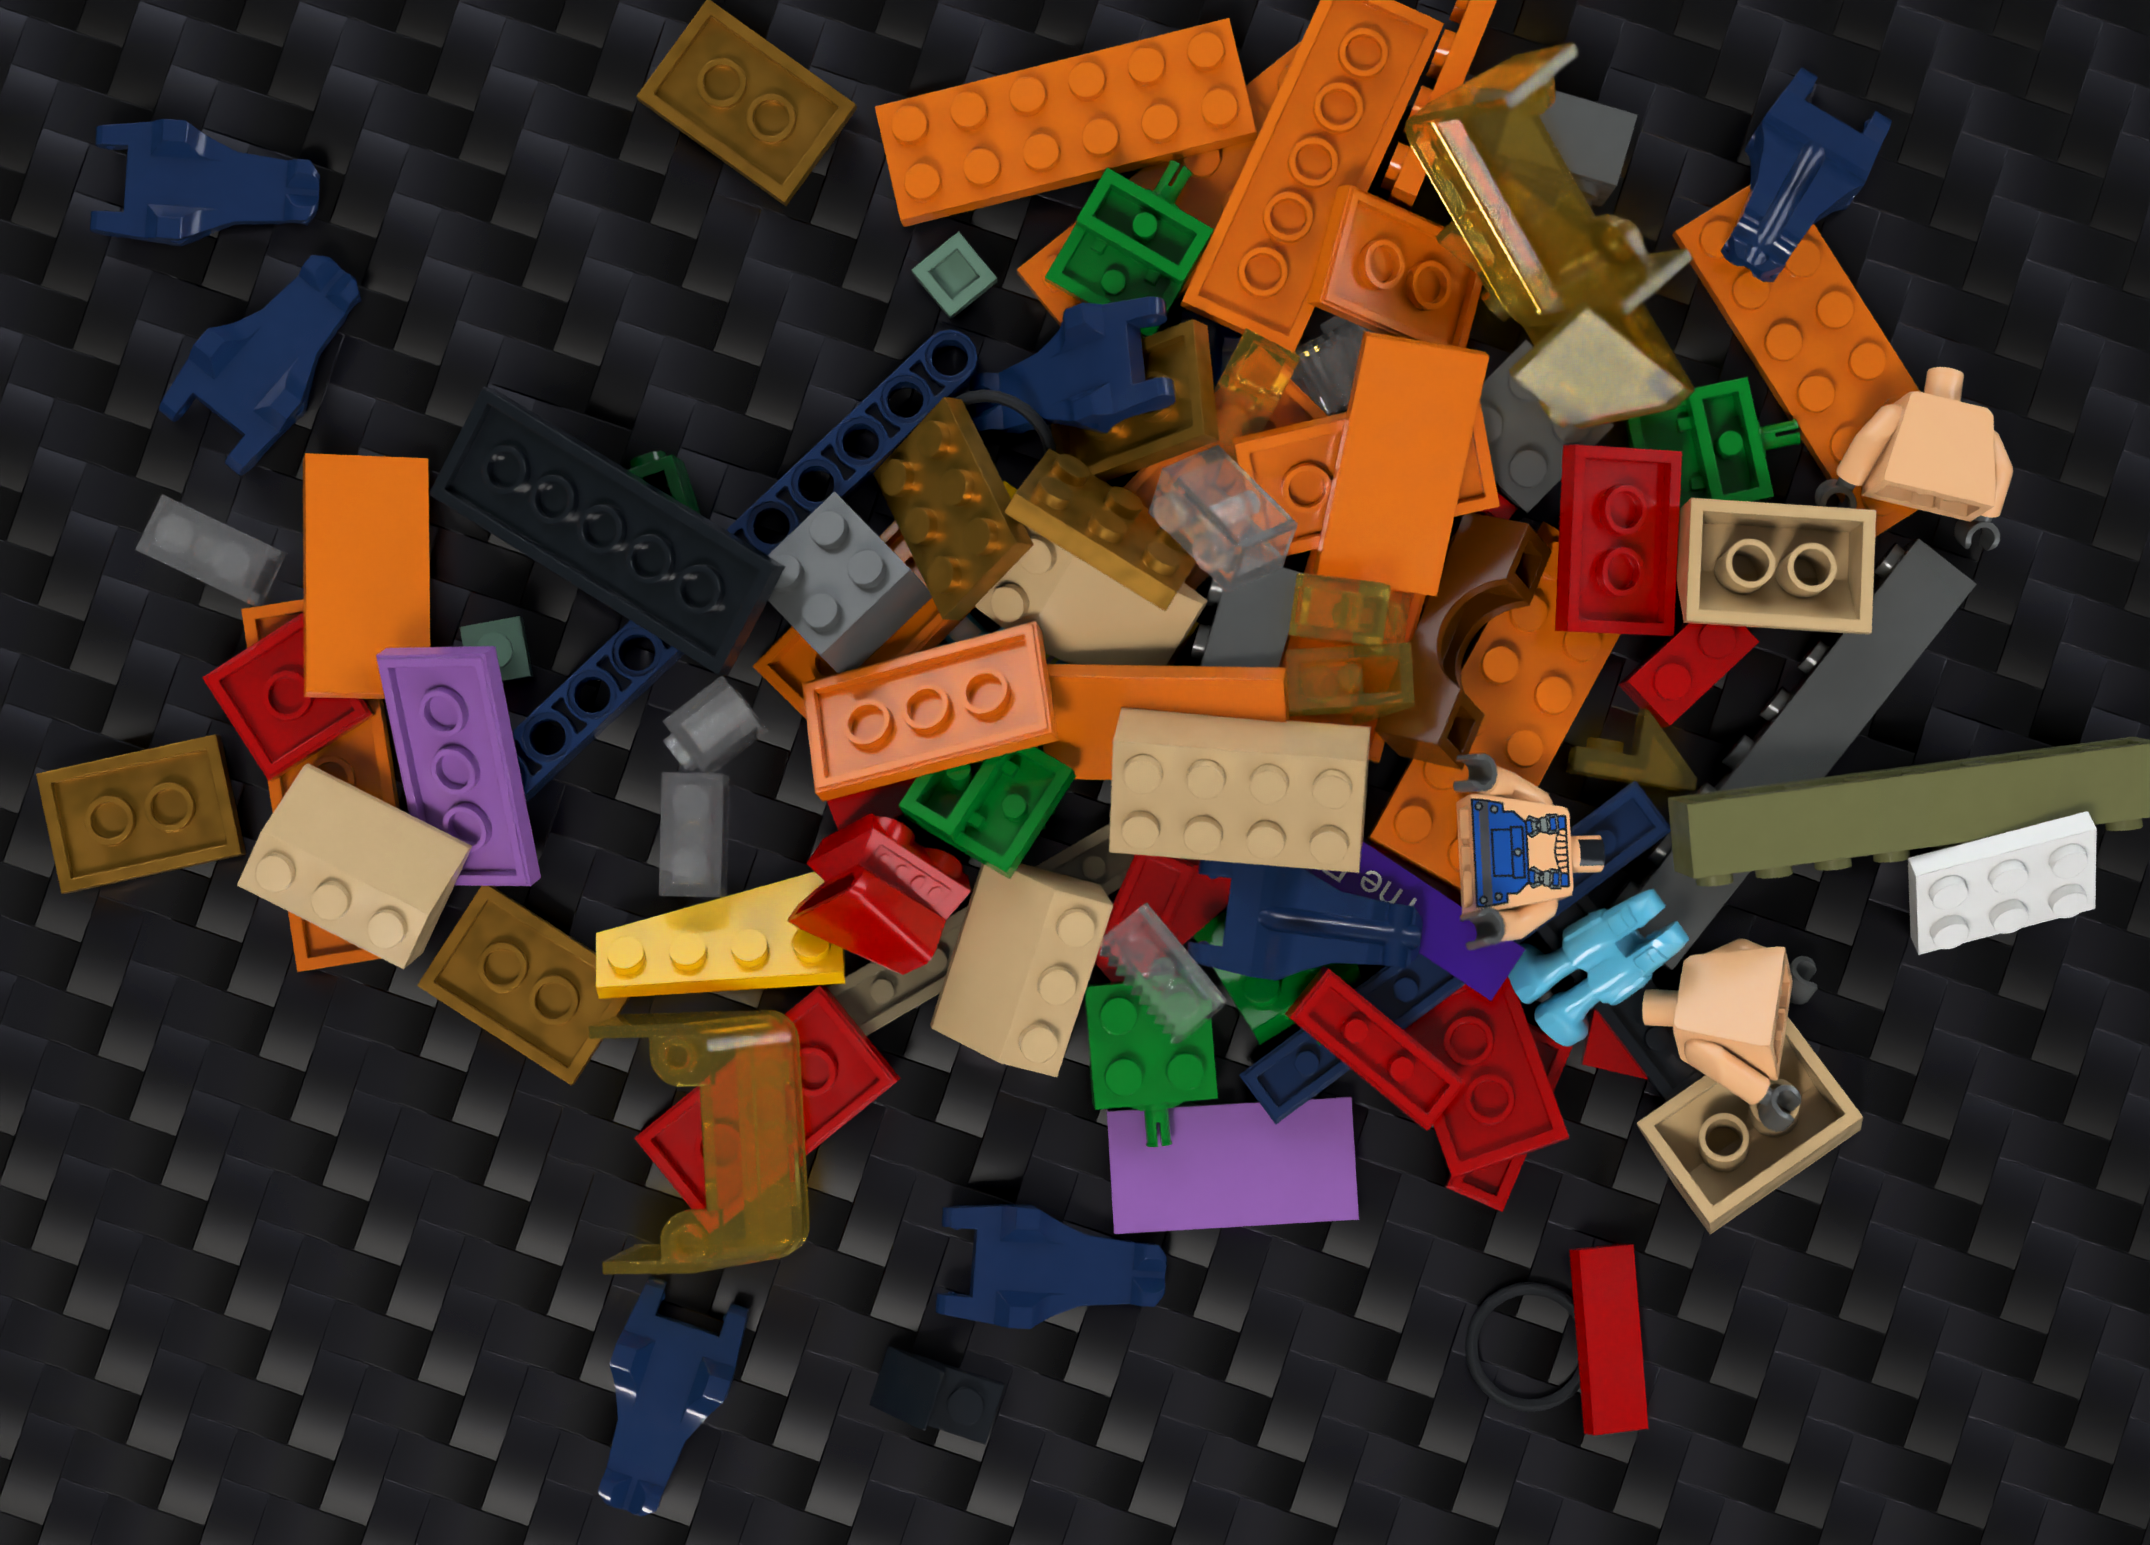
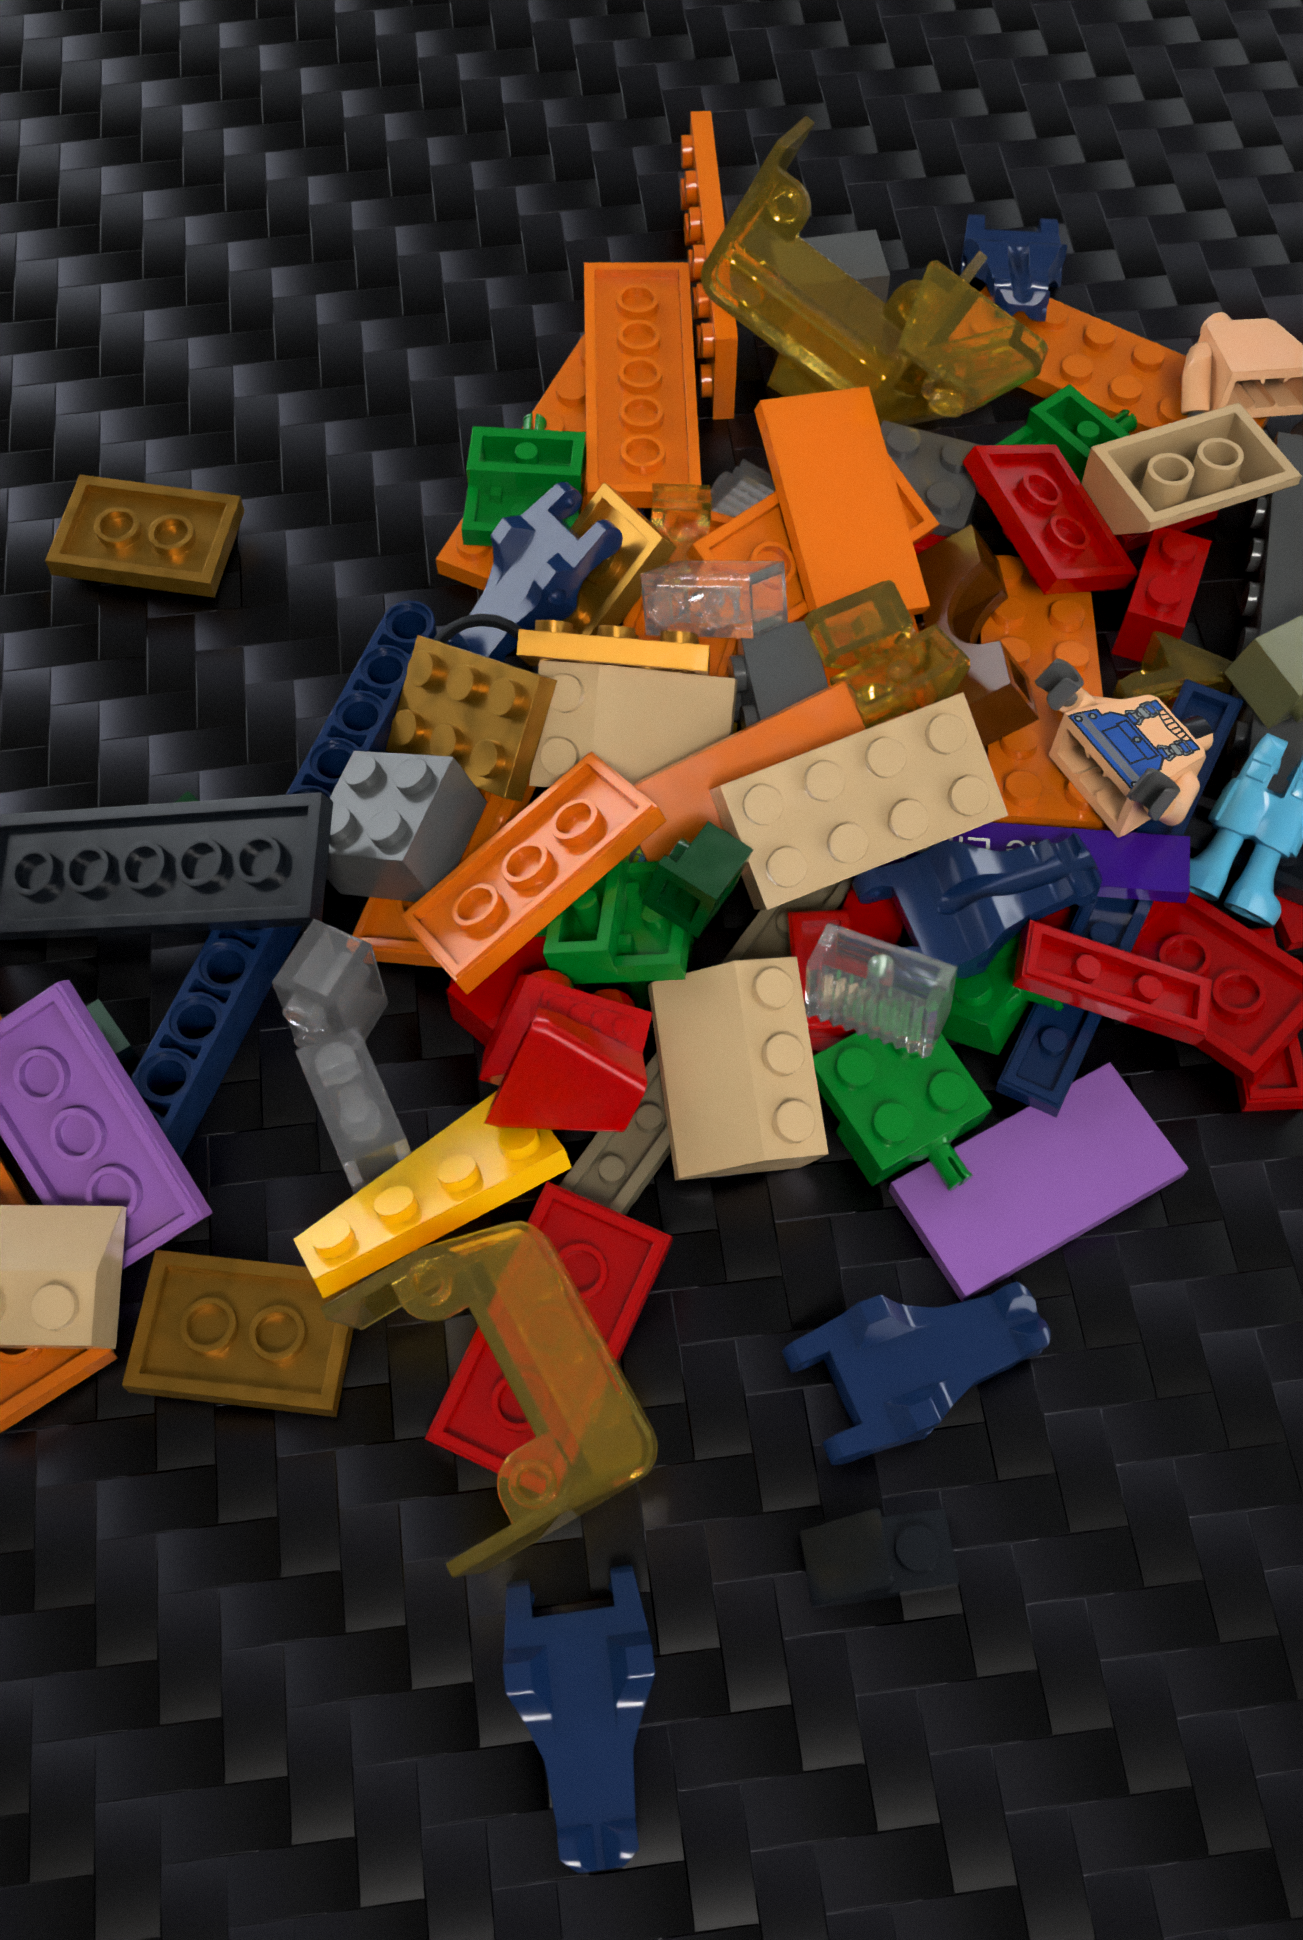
camera: 25 degrees left, 25 degrees down
(954, 275) = (383, 581): sand green plate -> none
(1060, 807) = (697, 878): none -> dark green brick
(1066, 122) = (417, 447): orange plate -> none
(1391, 272) = (721, 410): orange tile -> none

